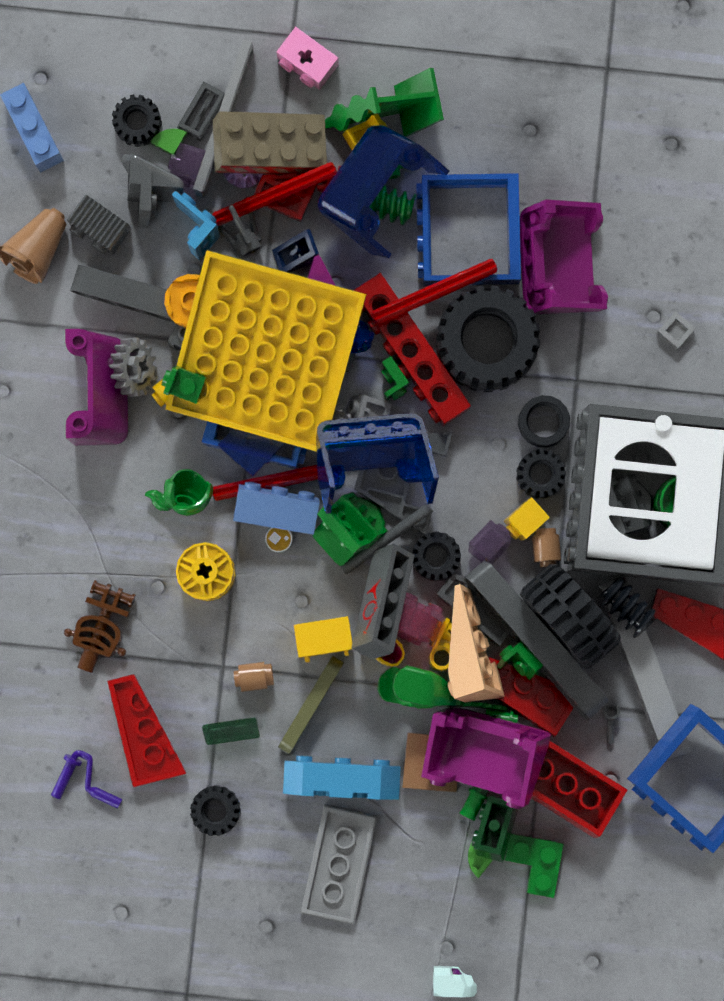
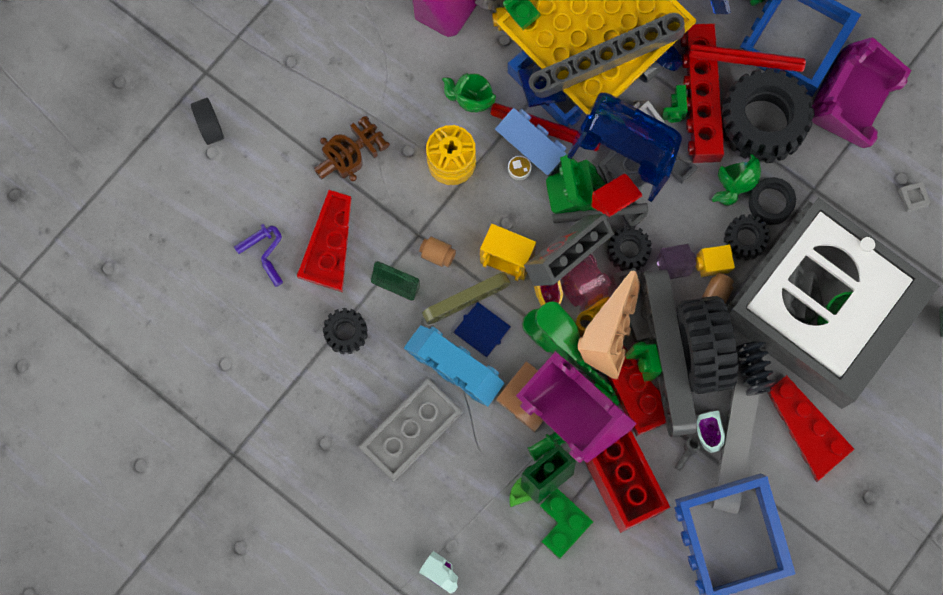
camera: 35 degrees right, 10 degrees down
(289, 392) = (613, 45): none -> dark grey beam
(344, 724) = (482, 329): none -> clear blue piece
(394, 517) = (615, 195): none -> red slope
(498, 420) = (737, 179): none -> green hair
(620, 689) = (710, 431): none -> rock

